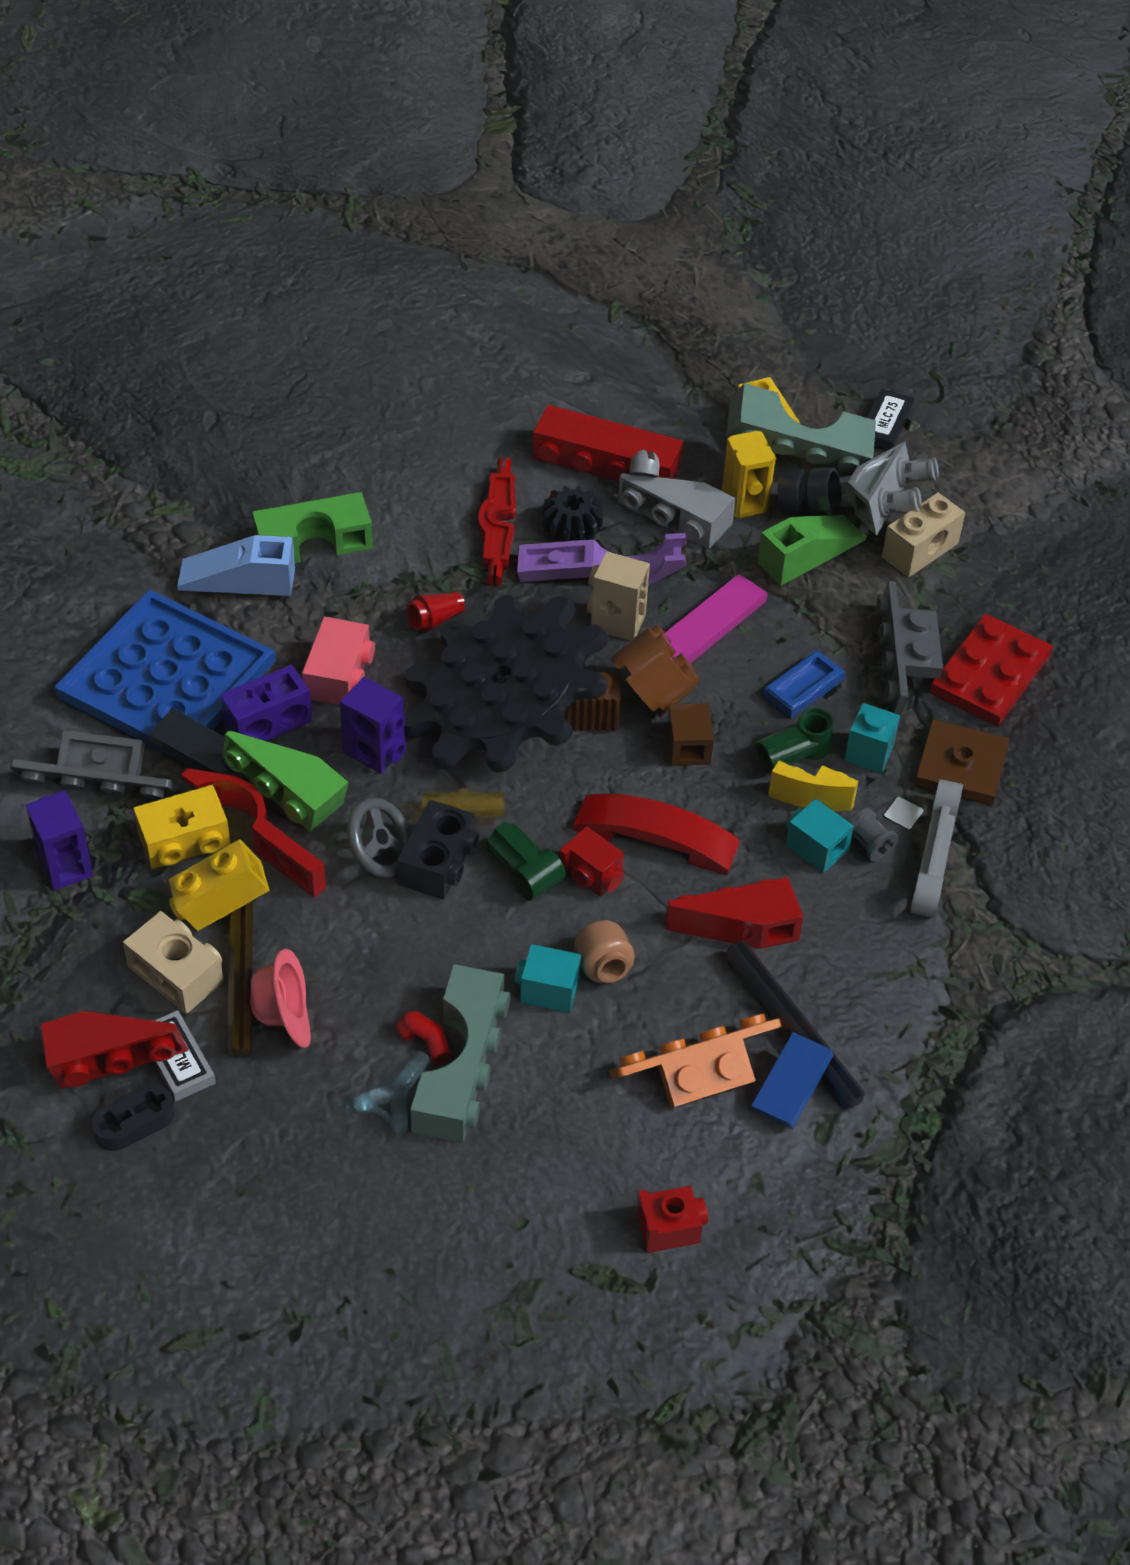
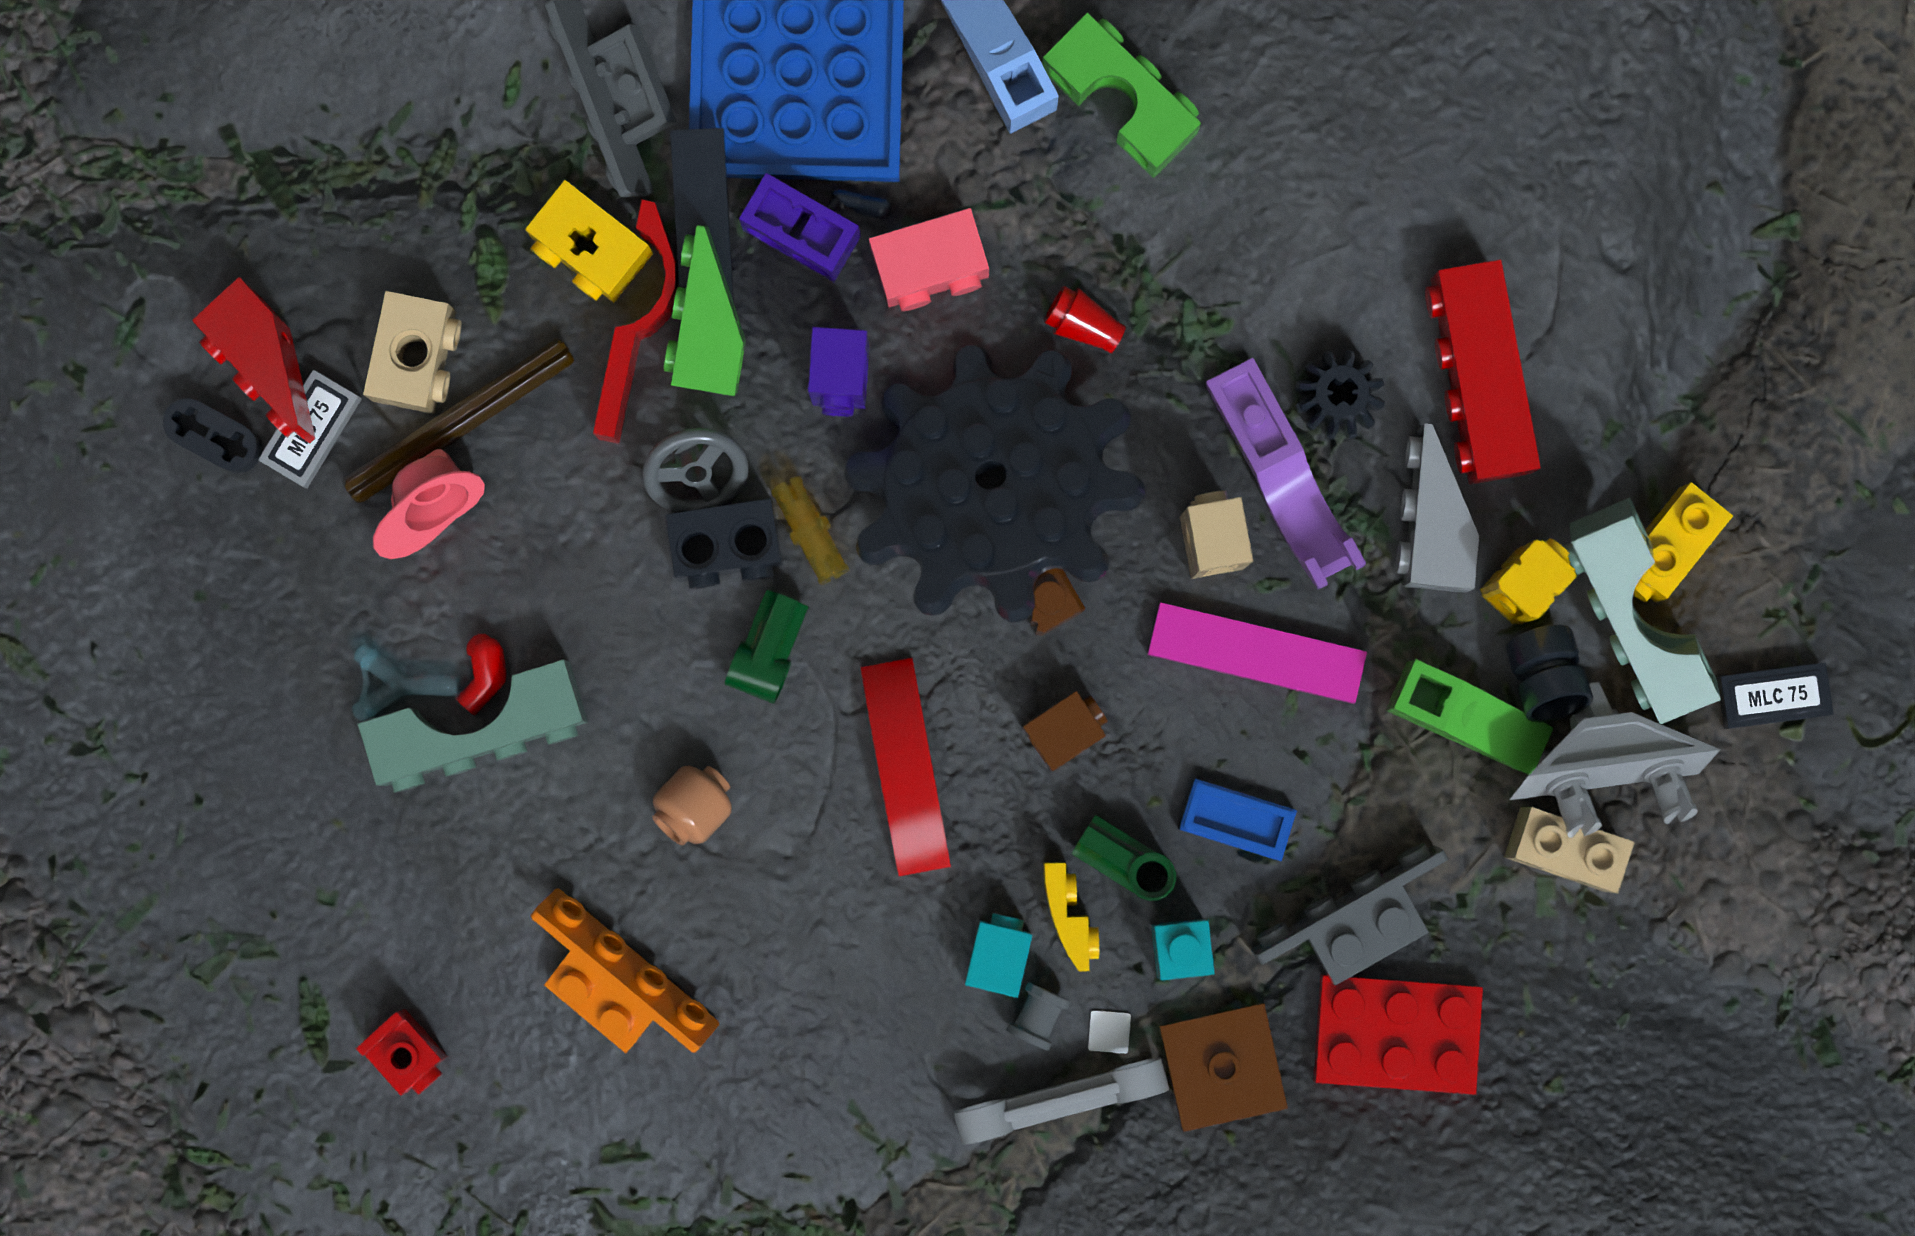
camera: 60 degrees right, 35 degrees up
(59, 840) = (474, 128): dark purple brick -> none
(217, 885) = (520, 341): yellow brick -> none
(497, 534) = (1310, 291): red piece -> none
(549, 978) = (623, 763): teal brick -> none
(593, 862) = (806, 725): red brick -> none
(645, 464) = (1454, 448): light grey hinge -> none
(655, 670) = (1114, 649): dark orange brick -> none
(754, 913) = (838, 940): red slope -> none
(792, 1019) = (727, 1056): black axle -> none
(792, 1080) = (643, 1095): blue tile -> none

